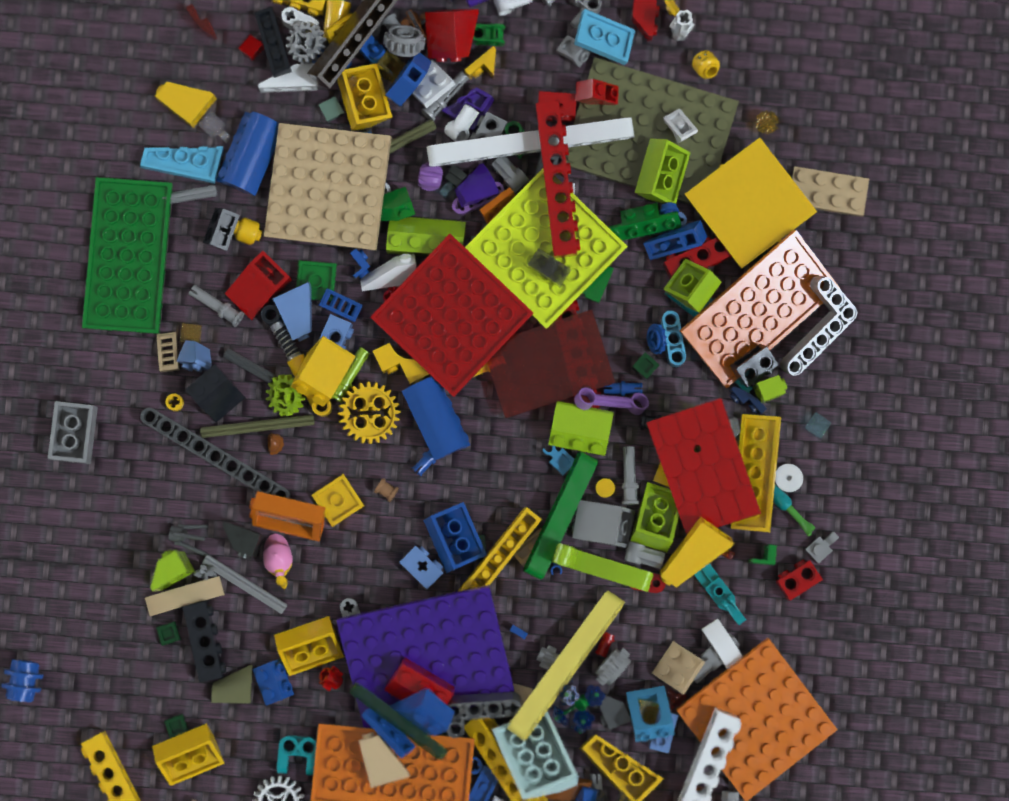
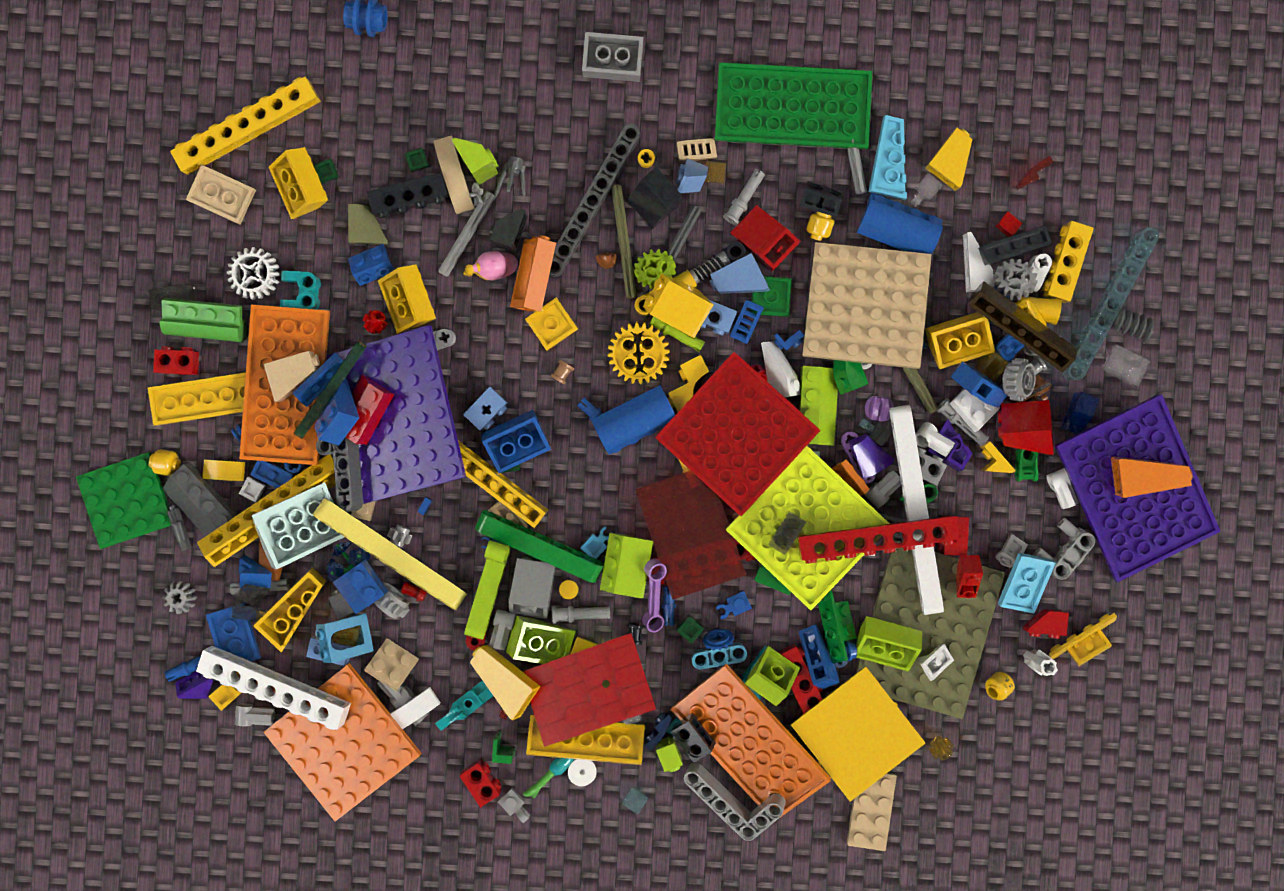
camera: 90 degrees right, 5 degrees up
(331, 109) = (946, 307): sand green tile -> none
(597, 692) = (360, 586): none -> blue slope
(622, 320) = (737, 604): none -> blue plate
(675, 699) = (361, 661): clear red plant -> none

